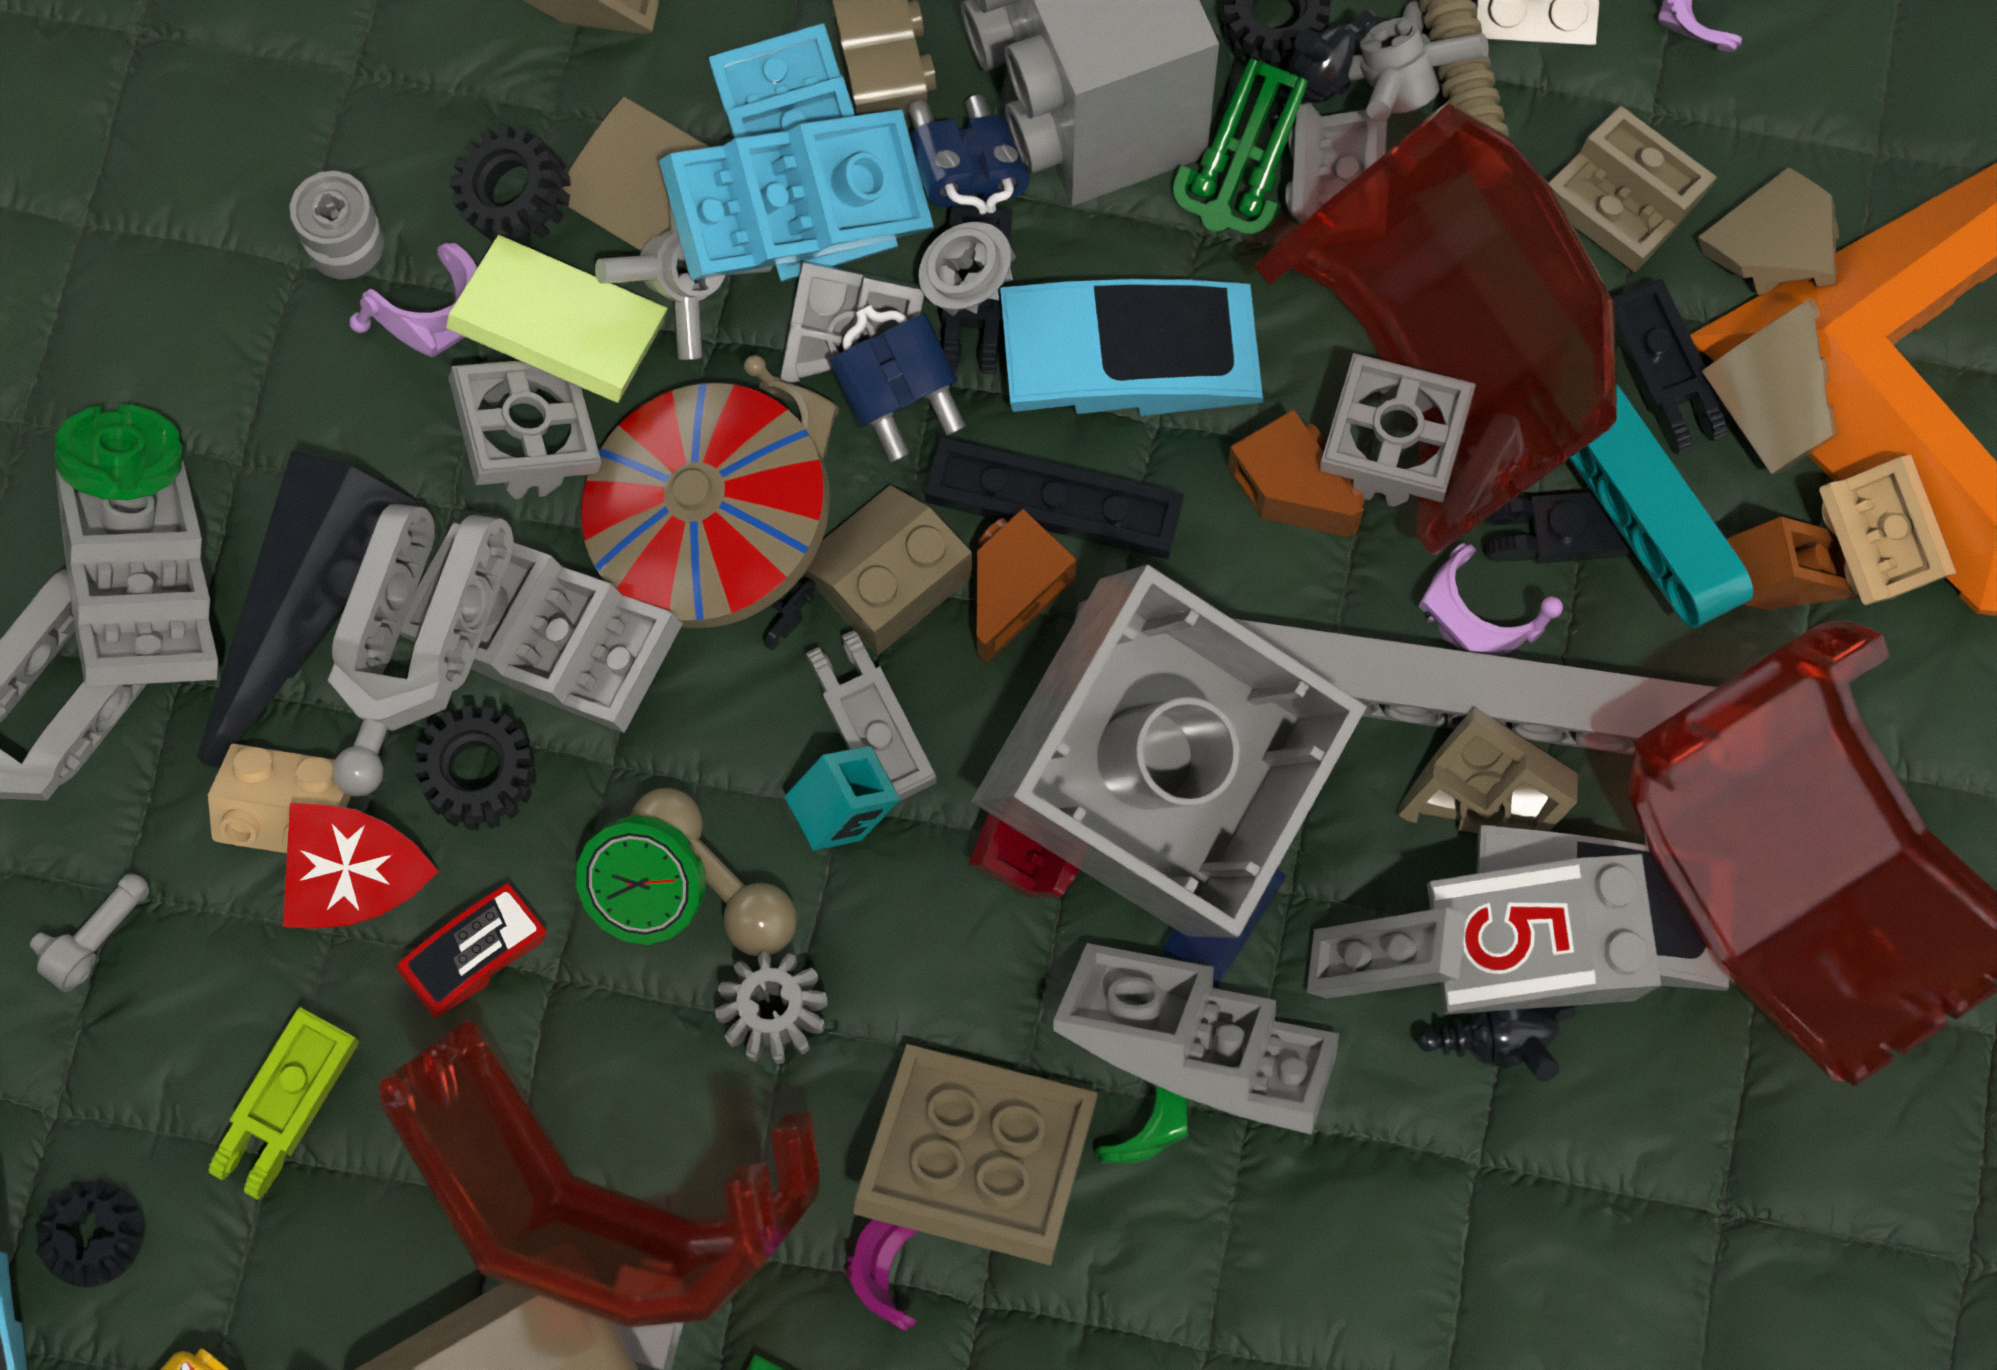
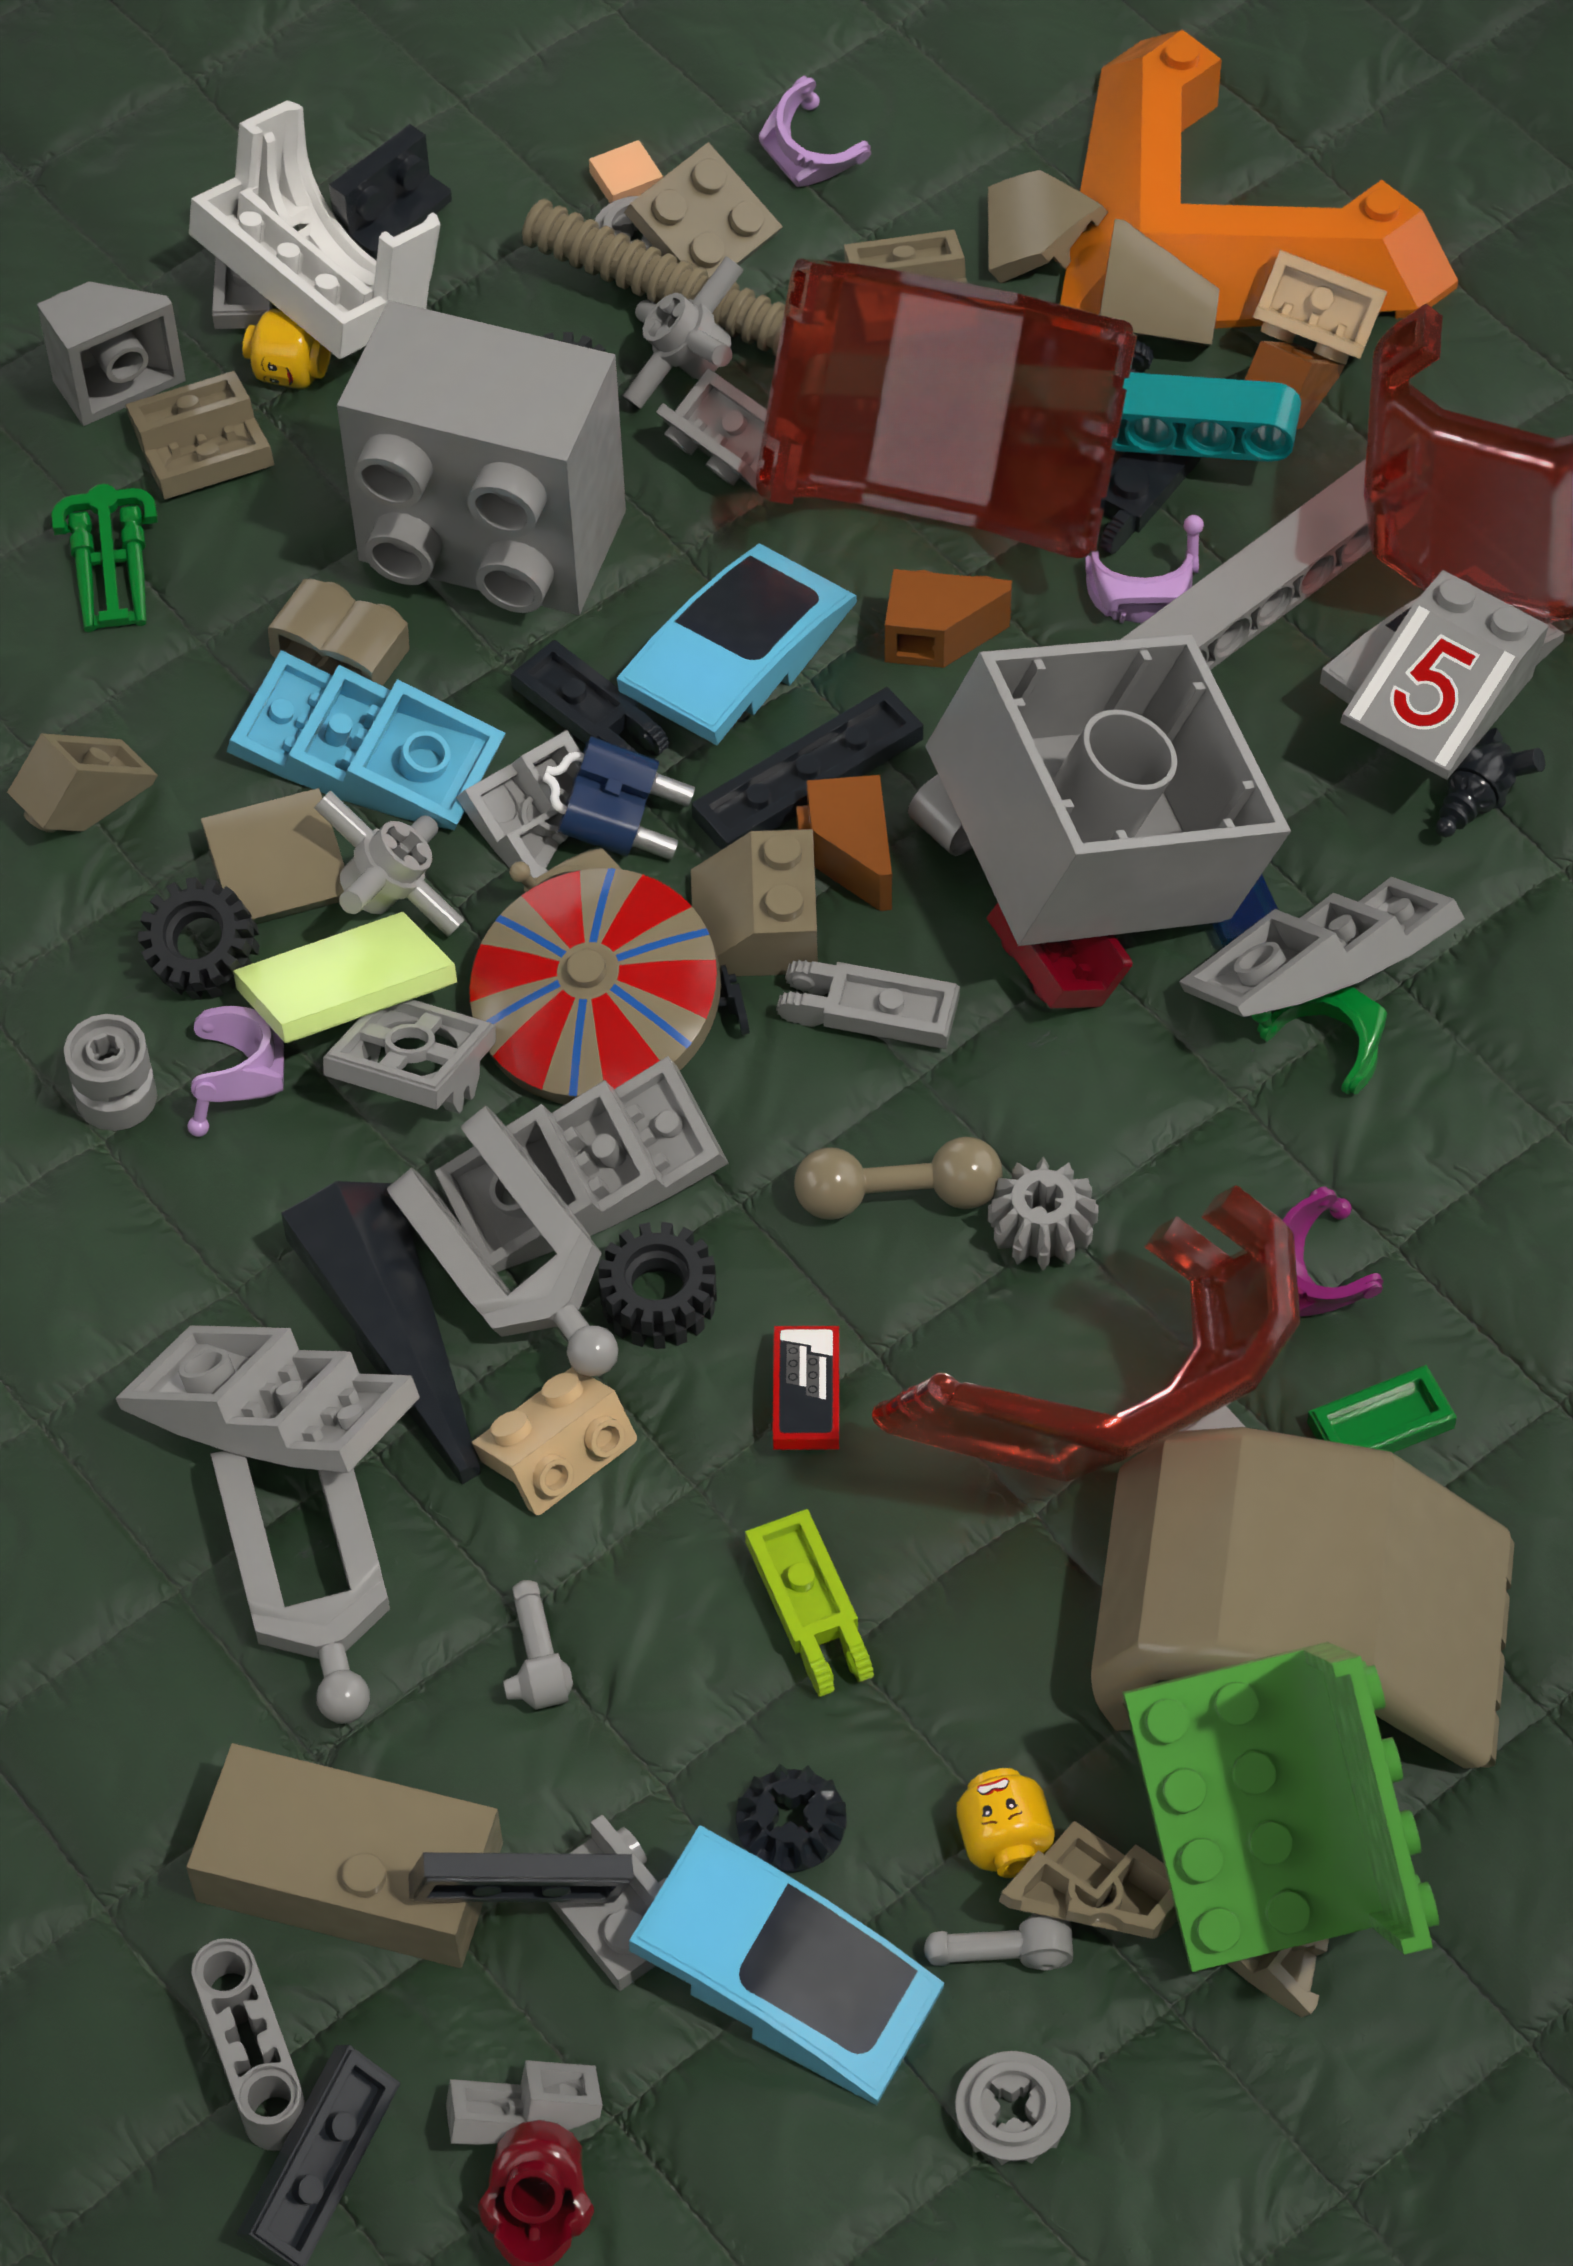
camera: 50 degrees left, 15 degrees down
(118, 452) = (147, 1350): green tile -> none
(347, 867) = (658, 1423): red sticker -> none
(640, 880) = (863, 1224): green tile -> none
(795, 194) = (412, 746): medium azure slope -> none
(842, 798) = (923, 1051): teal brick -> none
(957, 250) = (556, 687): light grey gear -> none
(967, 160) = (481, 638): dark blue piece -> none
(976, 1154) = (1290, 1140): dark tan plate -> none
(1218, 214) = (682, 528): green piece -> none
(1324, 61) = (642, 382): black piece -> none
(1387, 953) = (1368, 784): light grey plate -> none
(1407, 391) = (953, 490): light grey piece -> none
(1491, 780) = (1280, 659): dark tan slope -> none

